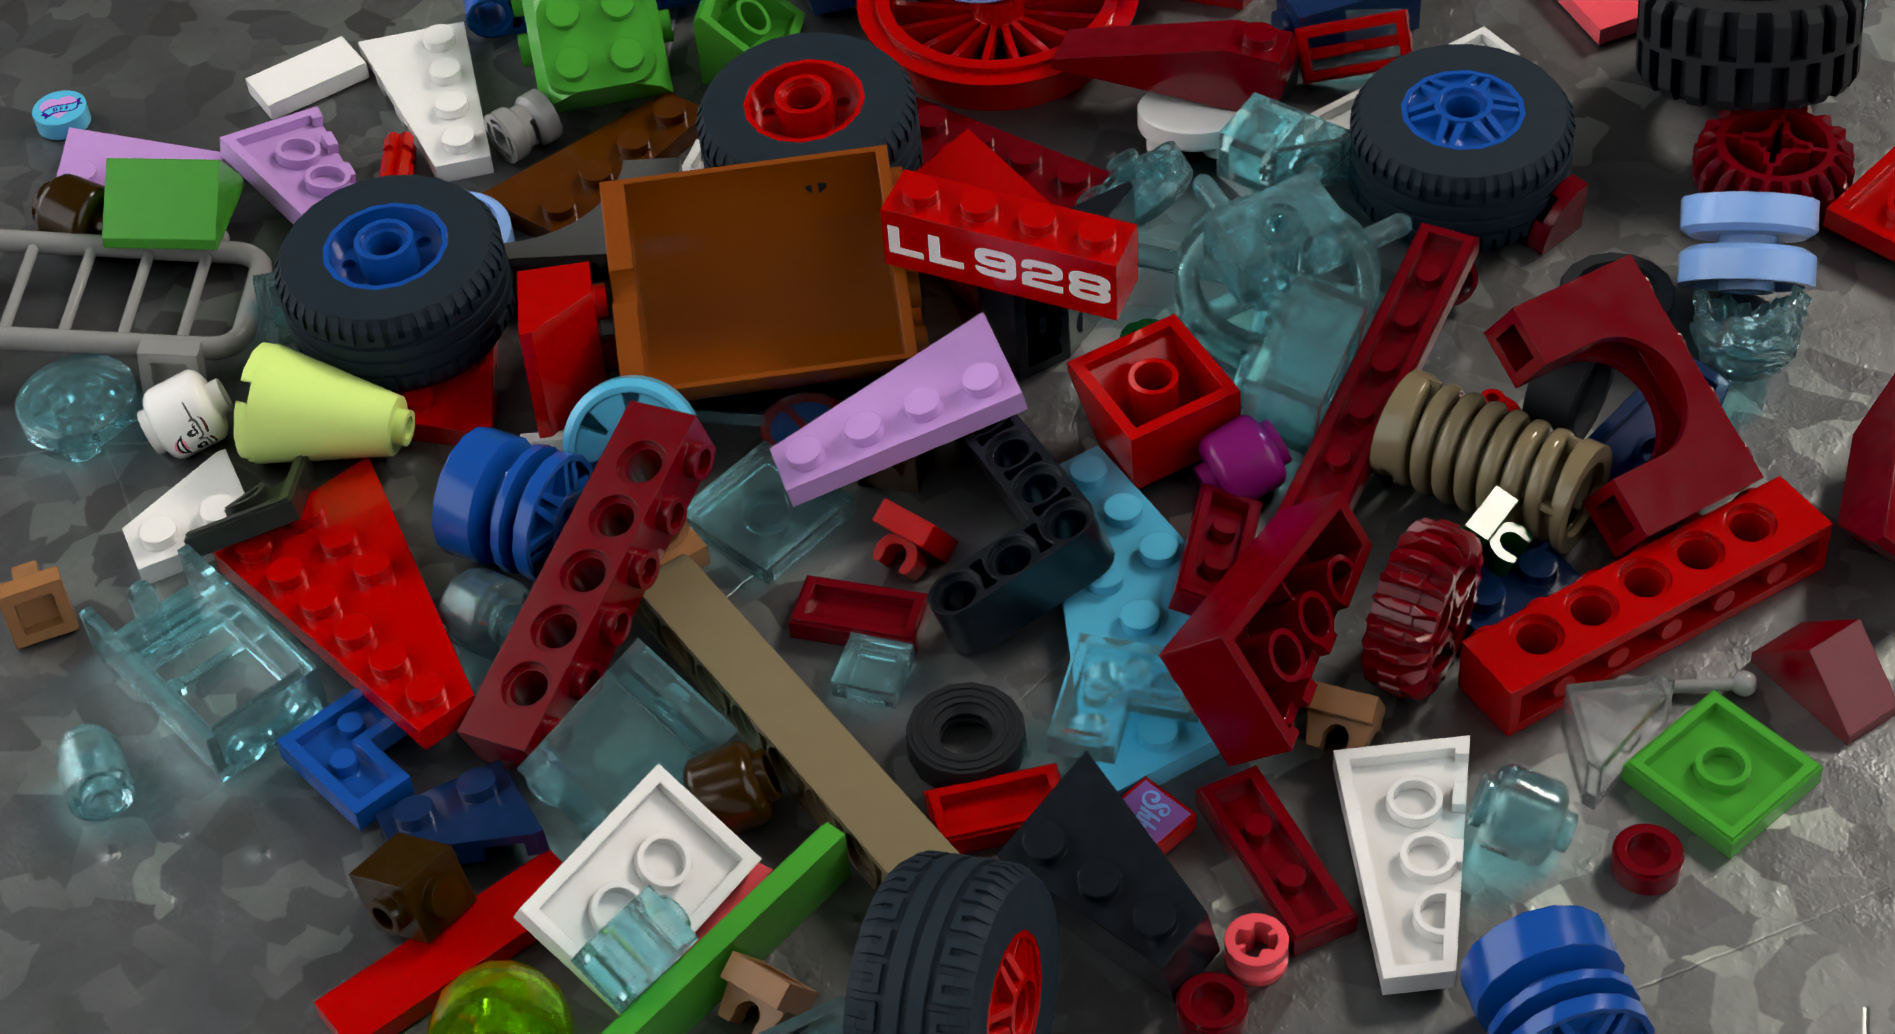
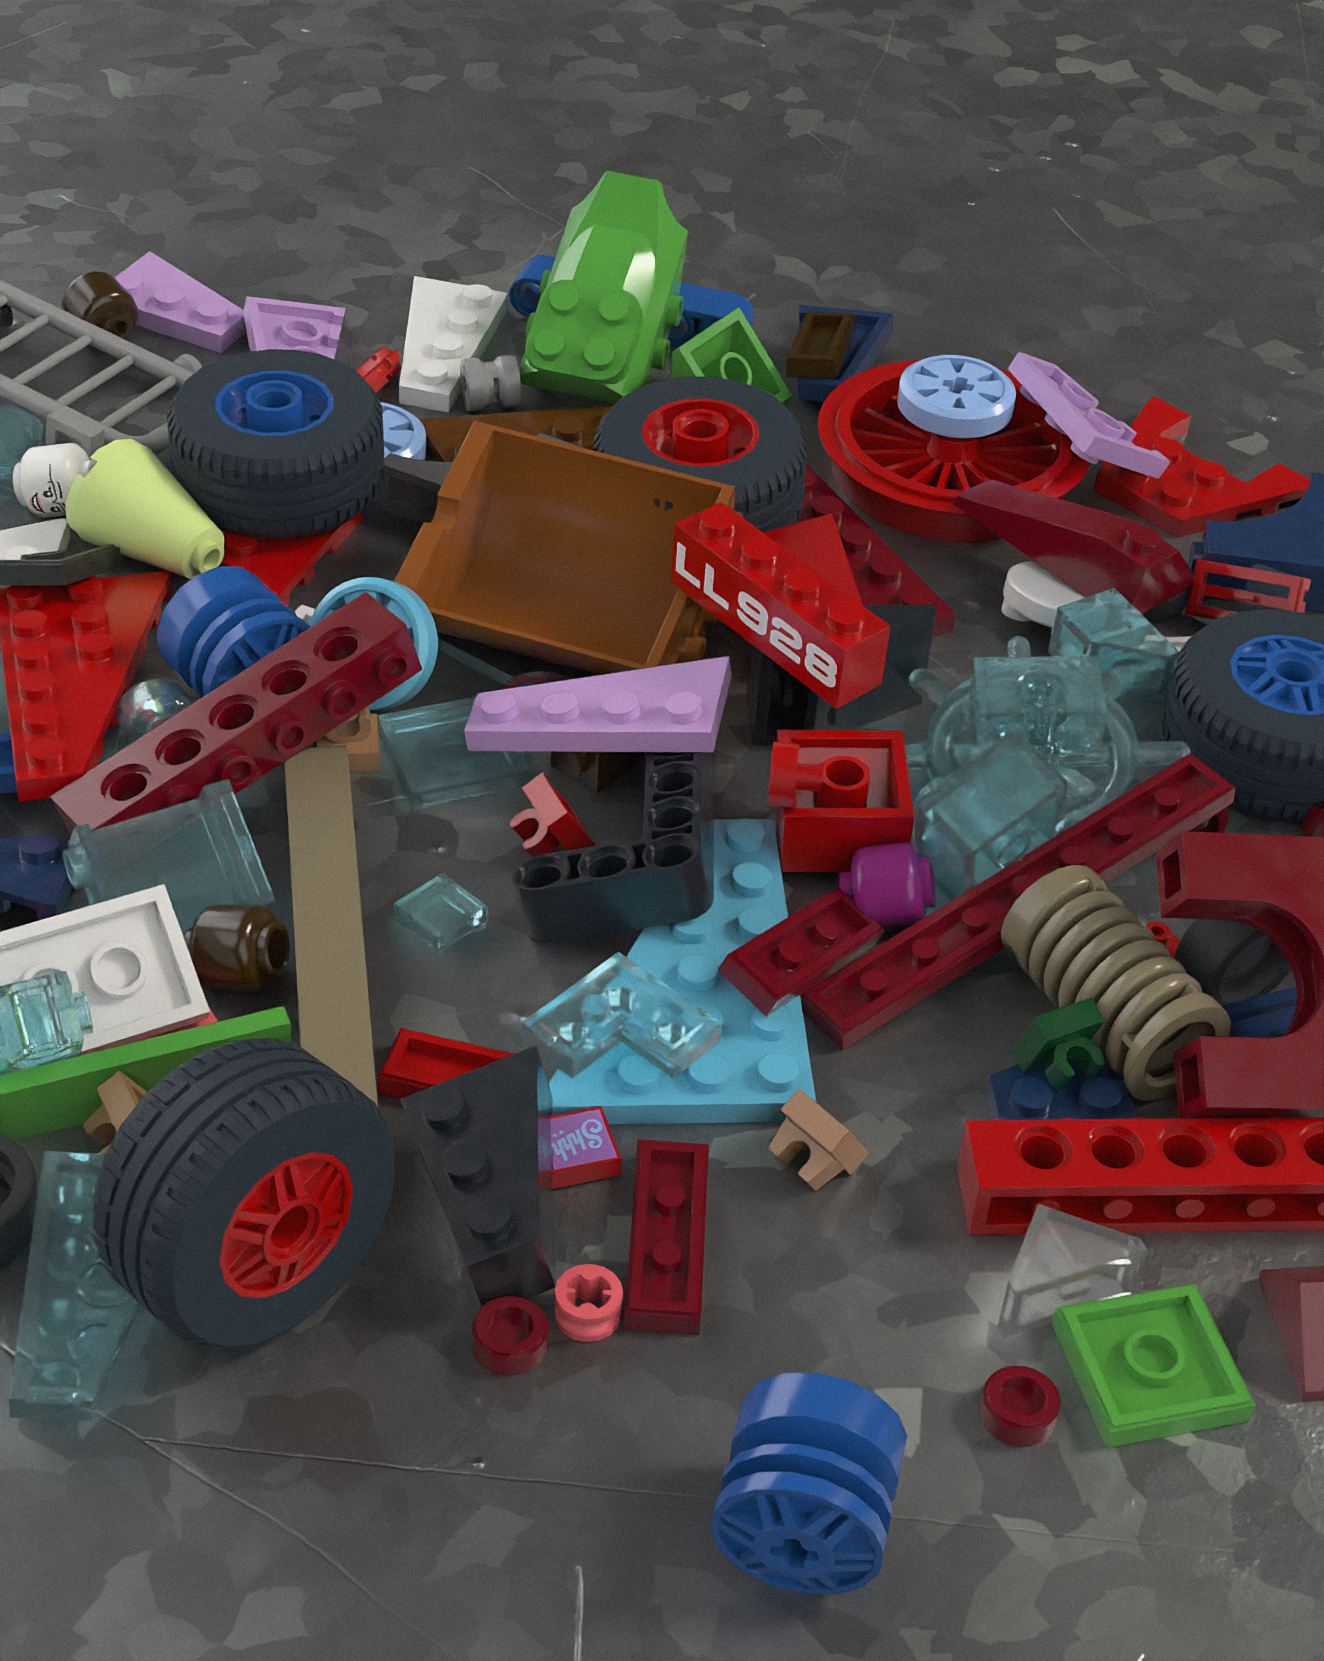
camera: 20 degrees right, 5 degrees down
(58, 112) = (156, 238): medium azure tile -> none
(168, 203) = (166, 323): bright green slope -> none
(307, 78) = (359, 287): white tile -> none
(563, 339) = (369, 528): red slope -> none
(835, 608) = (466, 858): dark red tile -> none
(958, 705) = (474, 971): black tyre -> none
(1120, 402) = (789, 775): none -> red tile
(1156, 175) = (973, 626): clear light blue tile -> none
(1265, 624) = (768, 1024): dark red wedge -> none
(1407, 851) = (790, 1285): white wing -> none
(1422, 608) = (943, 1068): dark red gear -> none
(1522, 815) = (918, 1303): clear light blue head -> none
(1741, 683) = (1230, 1292): light grey hinge -> none

